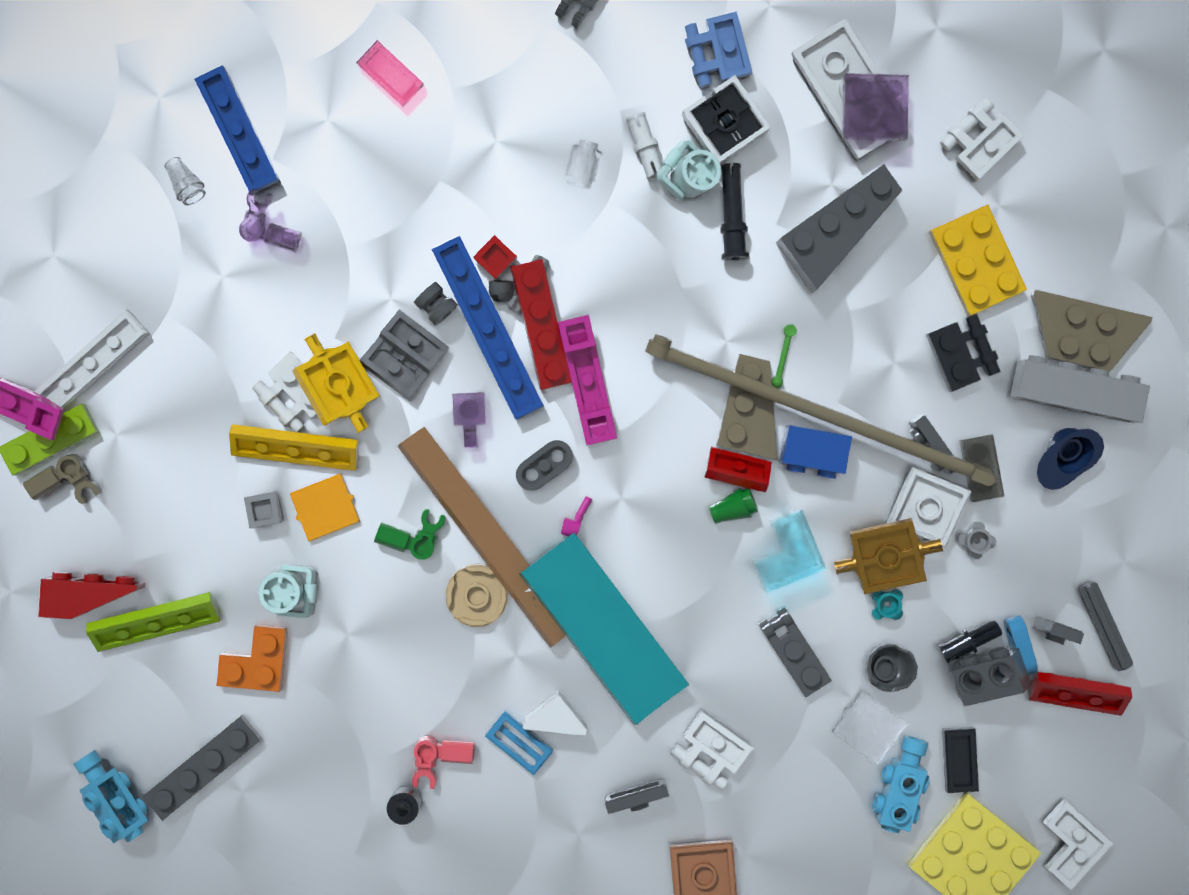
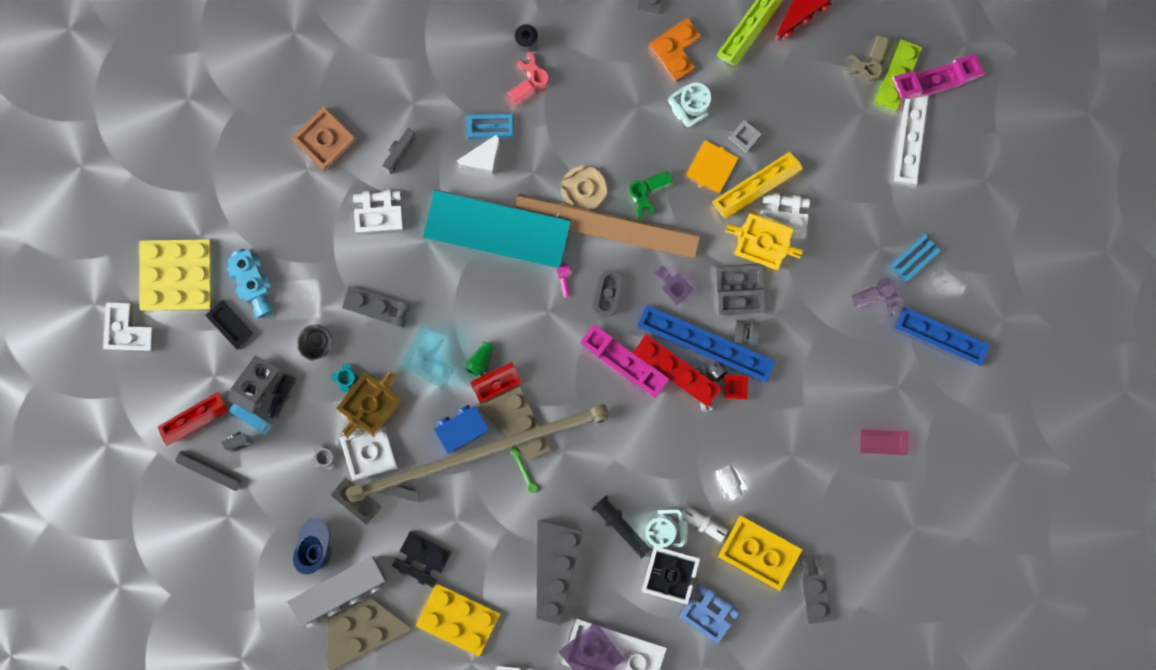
camera: 140 degrees right, 5 degrees down
(167, 235) = (929, 245): none -> dark azure tile
(614, 67) = (759, 553): none -> yellow plate

